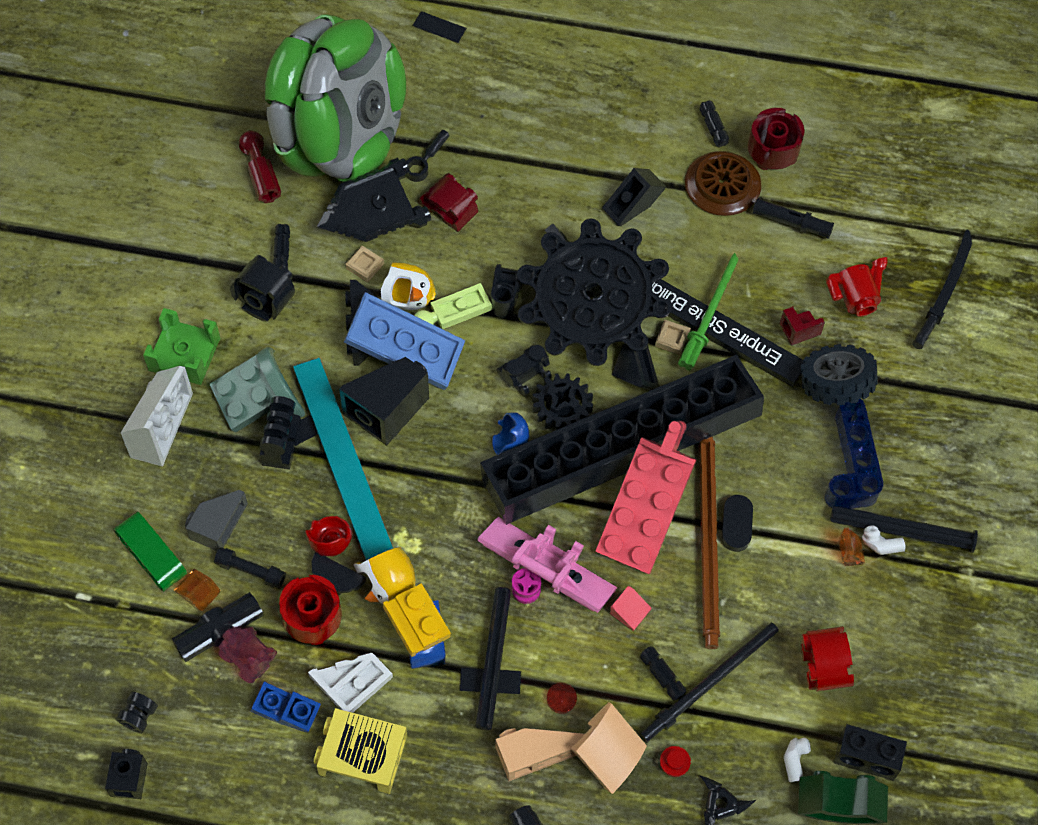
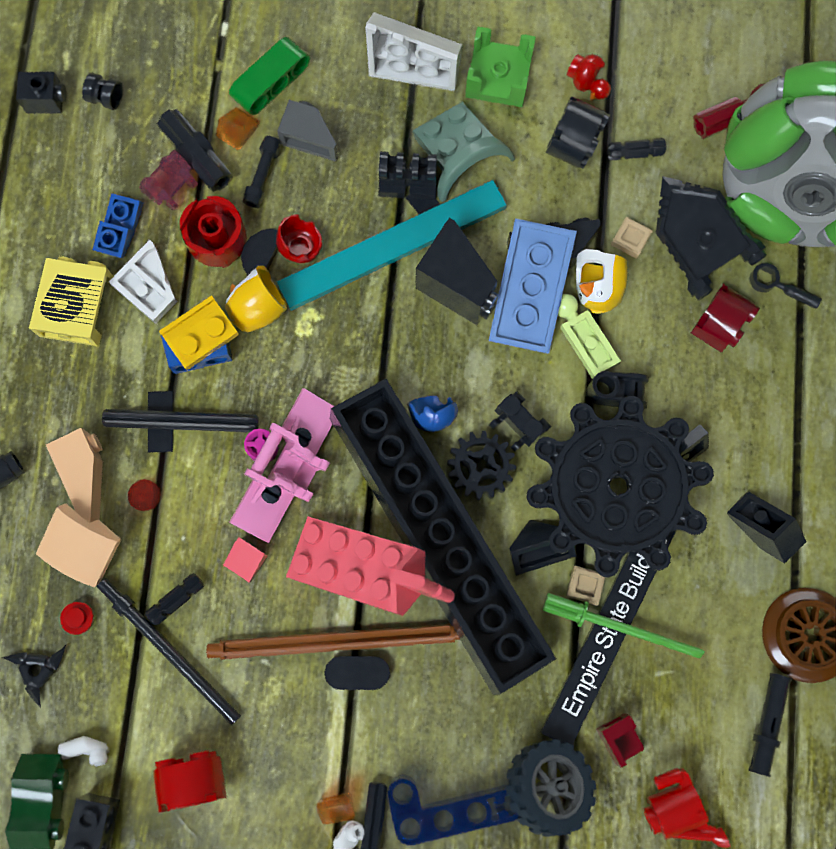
camera: 85 degrees right, 15 degrees up
(200, 278) = (585, 71): none -> red animal

